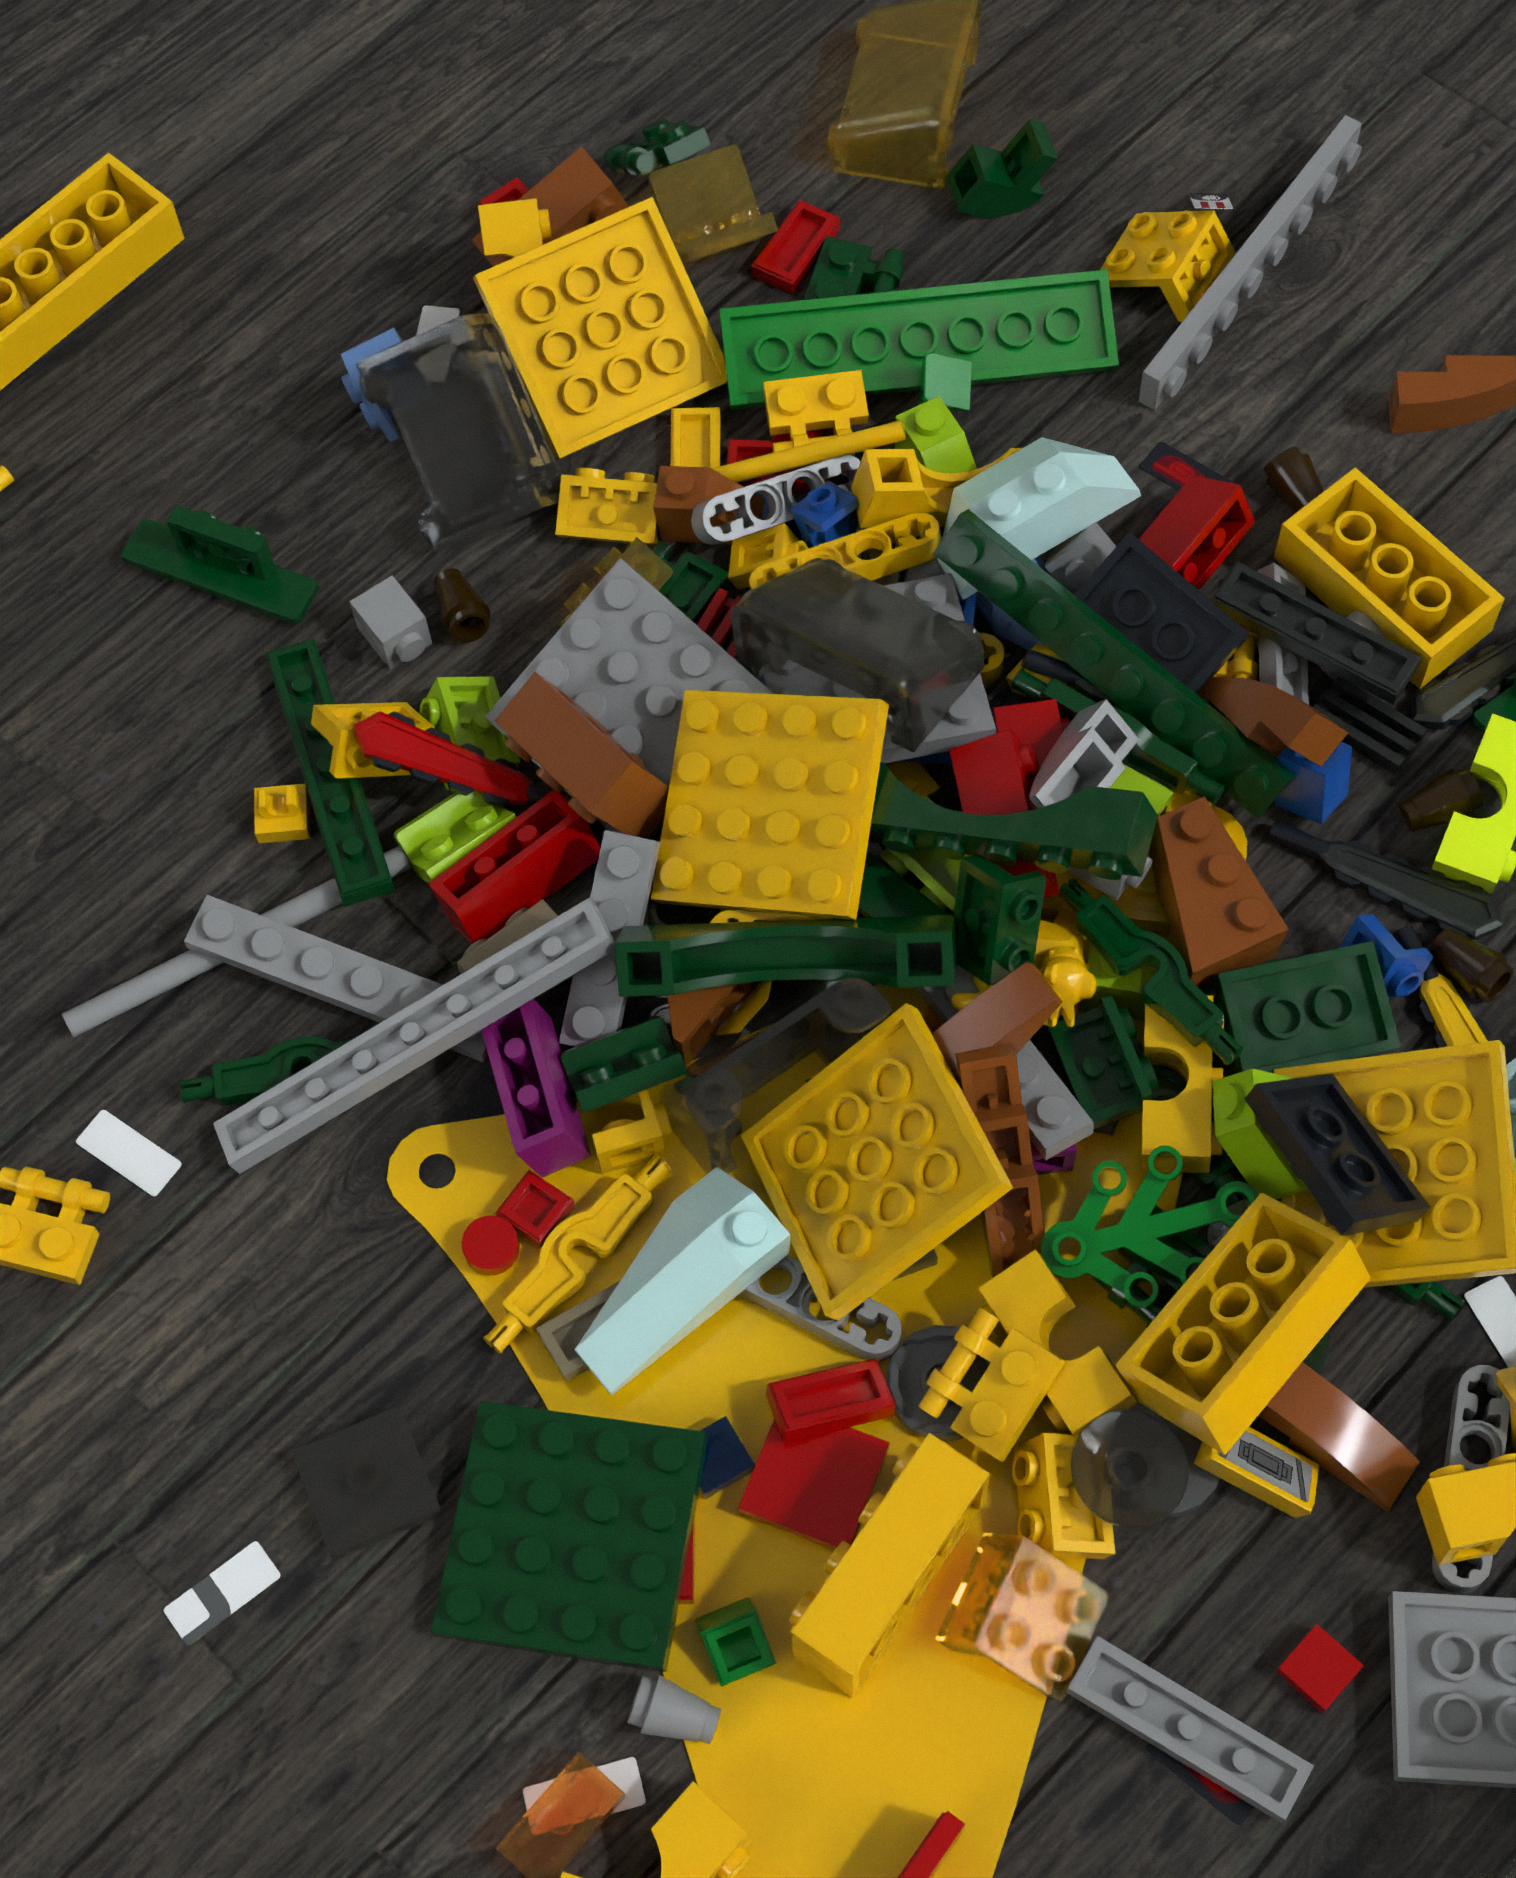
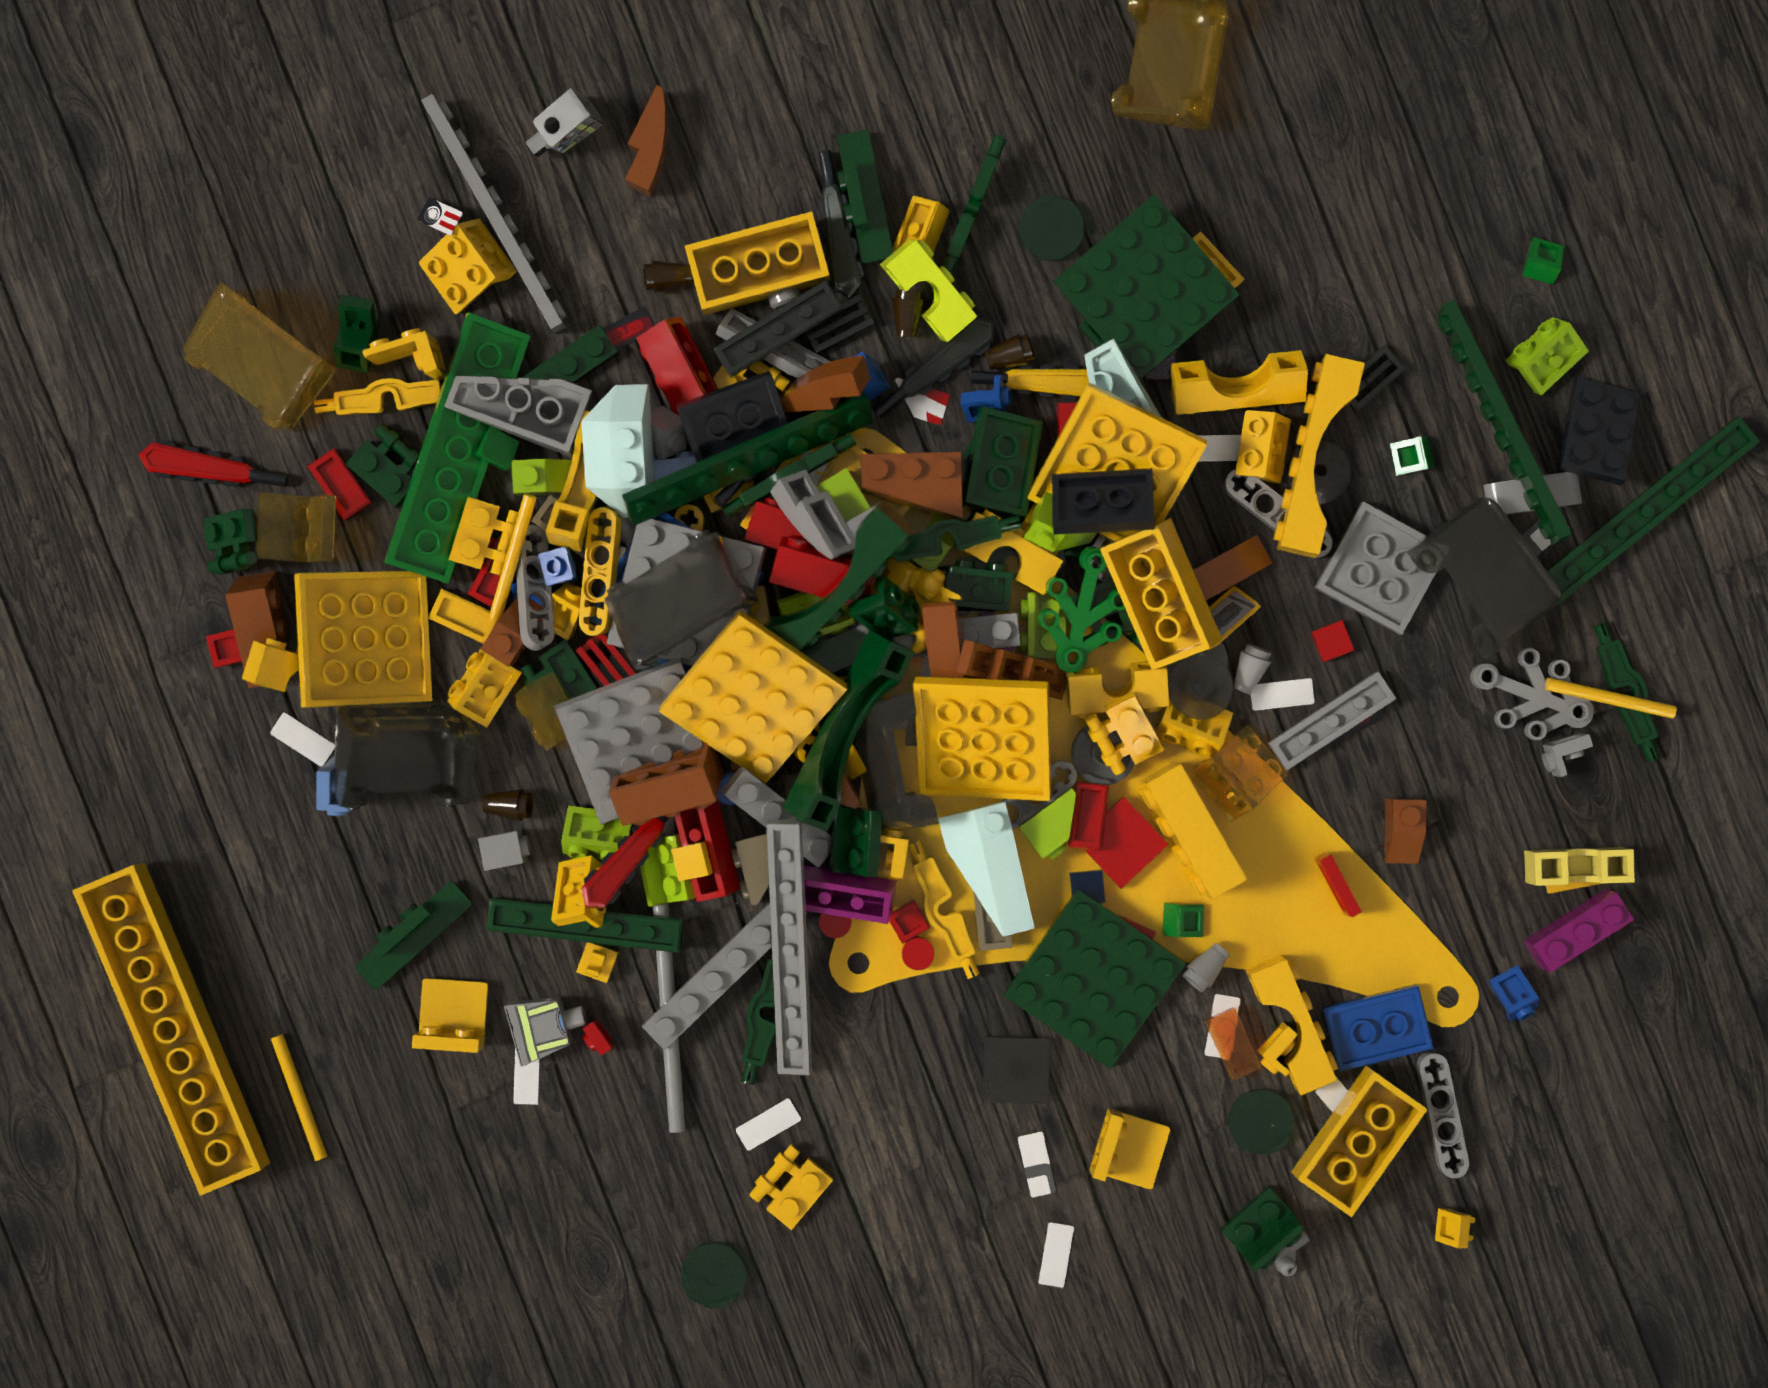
camera: 70 degrees left, 25 degrees up
(77, 796) = (526, 1082): none -> white sticker
(79, 1696) = (1056, 1255): none -> white sticker
(122, 661) = (452, 1015): none -> yellow bracket
(151, 775) = (541, 1026): none -> light grey torso
(169, 854) = (597, 1037): none -> red plate
(306, 1724) = (1129, 1149): none -> yellow bracket
(482, 1105) = (834, 926): none -> red tile
(486, 843) = (692, 861): none -> yellow tile
(733, 84) = (189, 463): none -> red sword
(787, 1343) = (1051, 826): none -> lime slope
(927, 234) = (370, 399): none -> yellow piece
(1014, 223) = (413, 342): none -> yellow bracket
(1016, 378) = (526, 407): none -> light grey wedge
(1066, 1187) = (1036, 639): none -> lime bracket
(1104, 429) = (577, 358): none -> dark green plate
(1187, 1631) = (1282, 694): none -> white sticker
(1203, 1550) = (1251, 667): none -> light grey cone
(1324, 898) = (928, 407): none -> white sticker
(1424, 281) = (574, 118): none -> light grey torso

